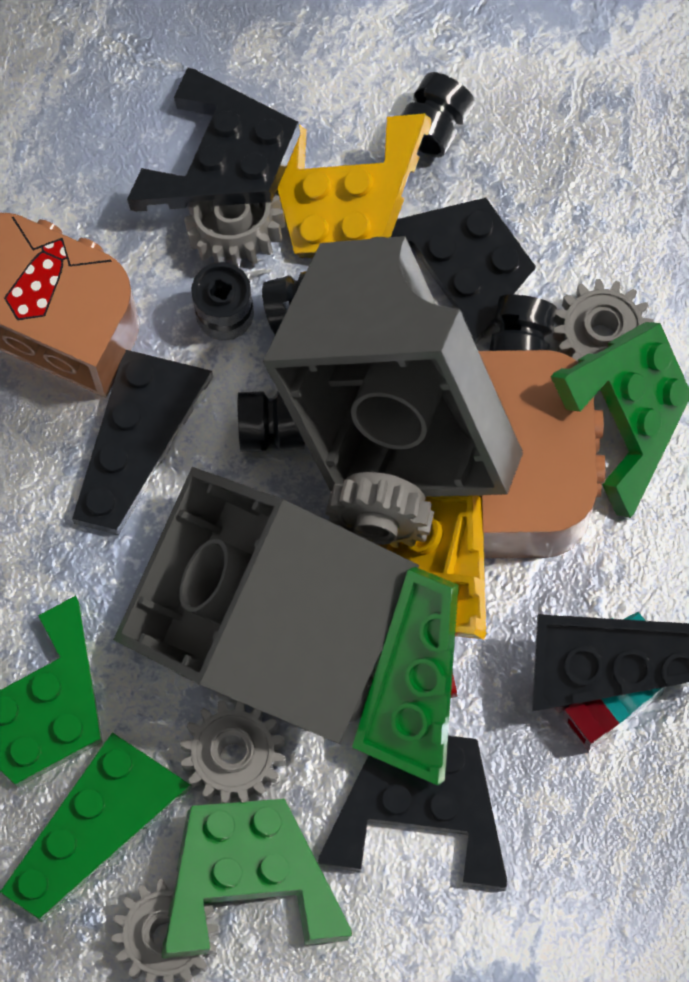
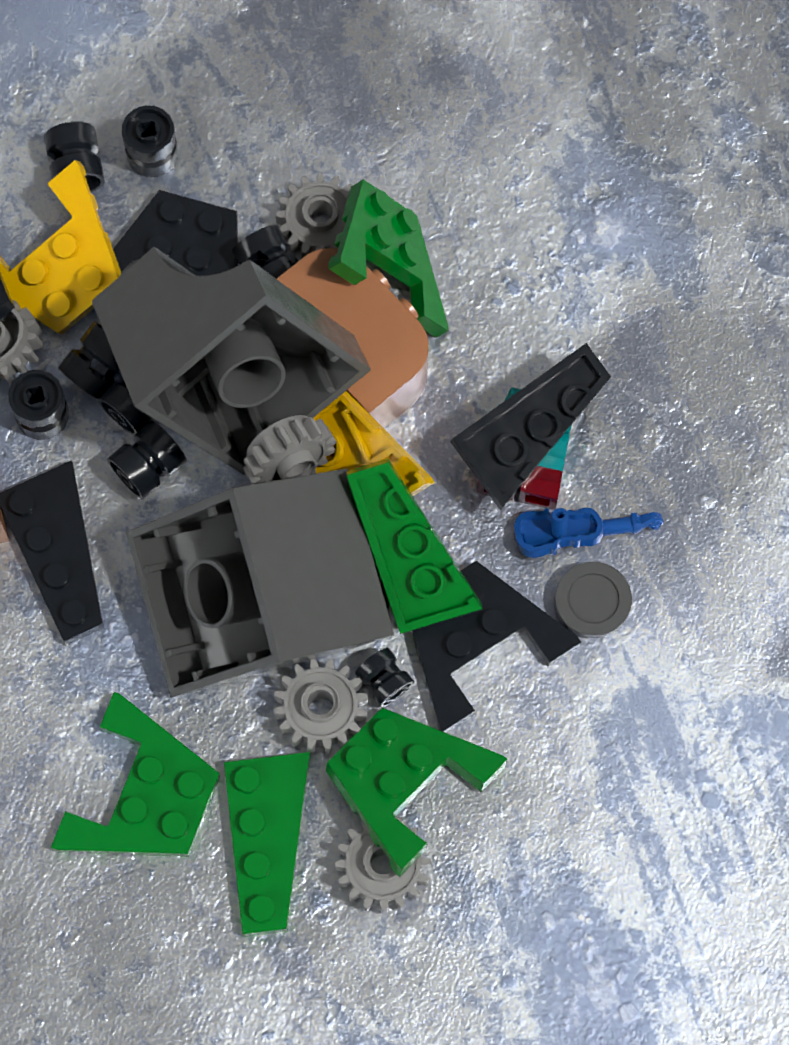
camera: 45 degrees left, 0 degrees up
(308, 774) = (384, 677): none -> black wheel
(511, 148) = (150, 141): none -> black wheel
(550, 859) = (593, 599): none -> dark grey piece
(561, 765) = (544, 533): none -> blue piece

